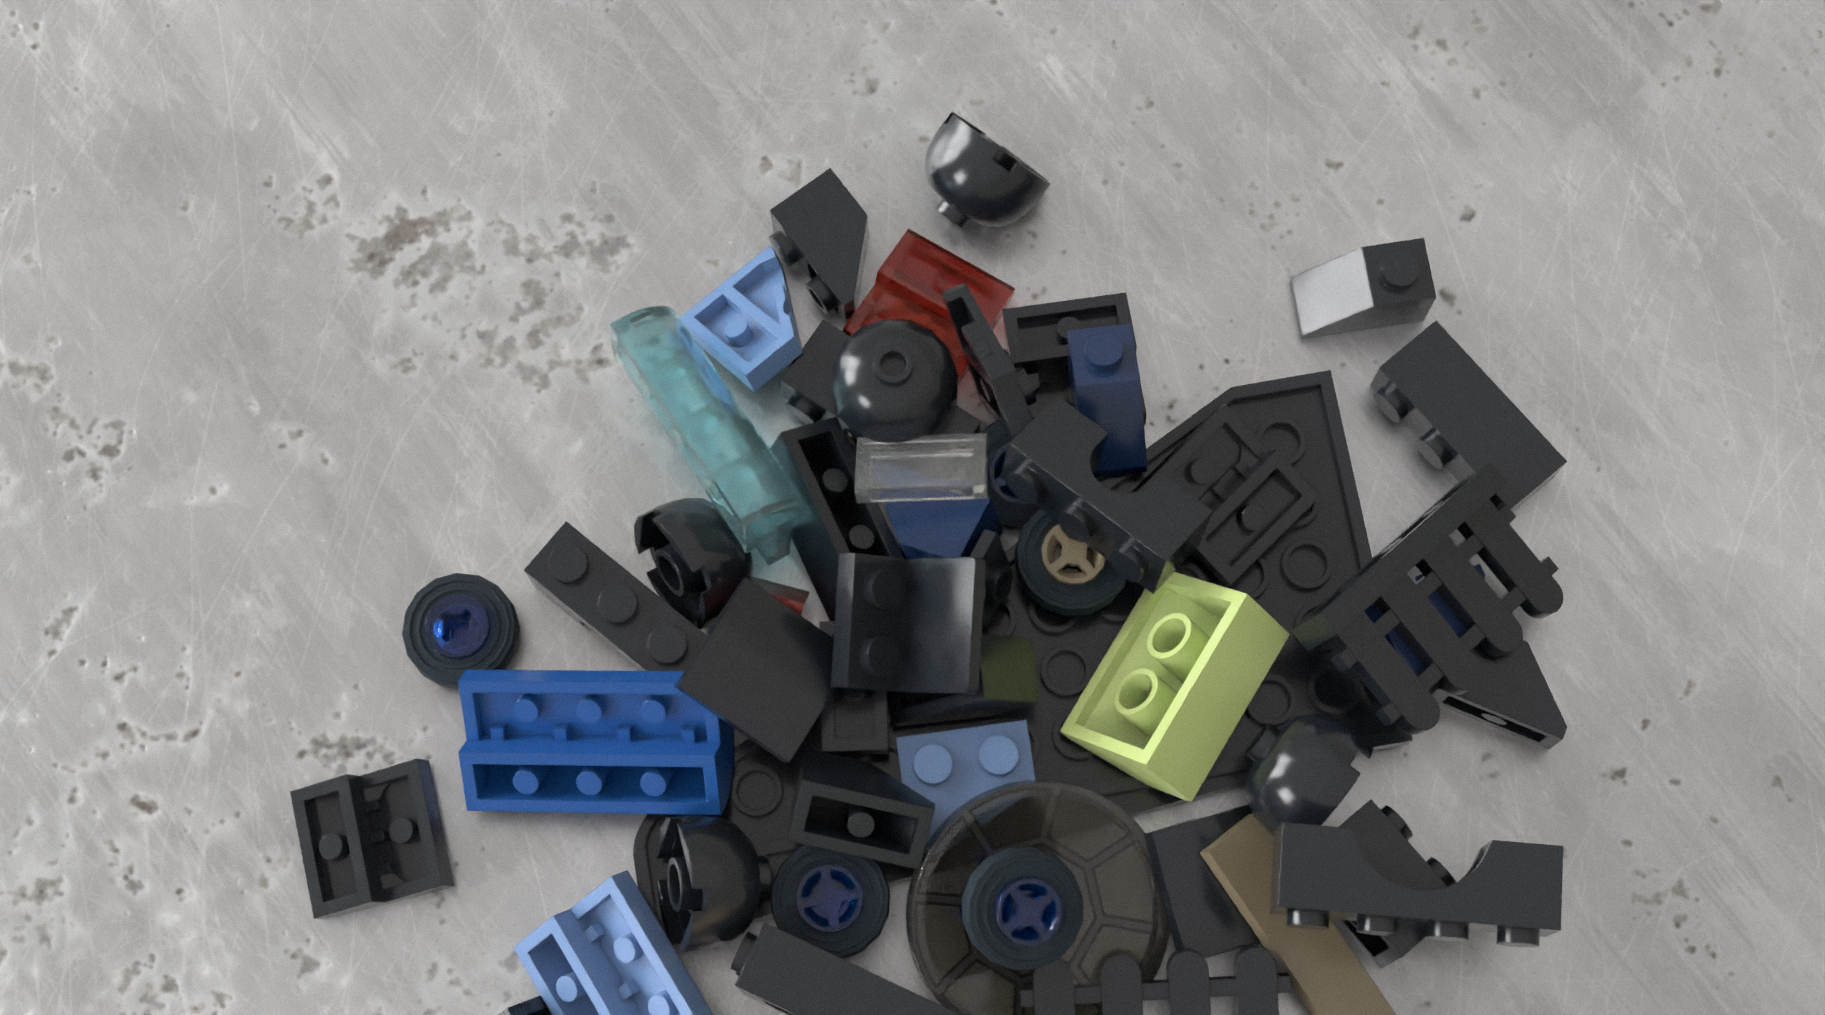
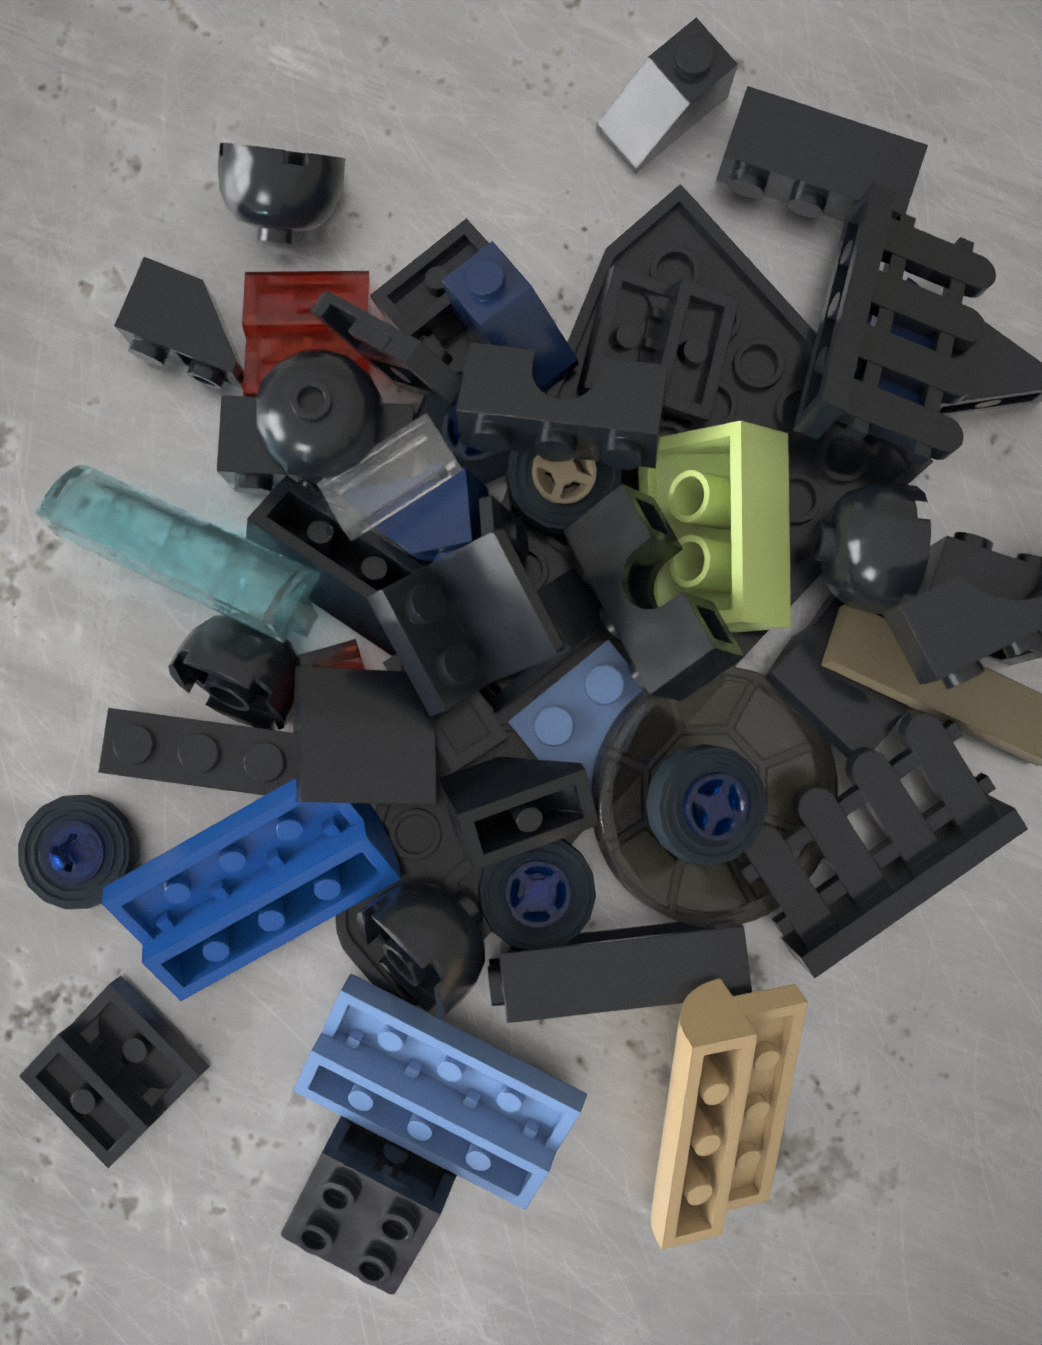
camera: 35 degrees left, 10 degrees up
(749, 322) = (158, 436): medium blue wing -> none
(1079, 649) = (619, 554): none -> black arch

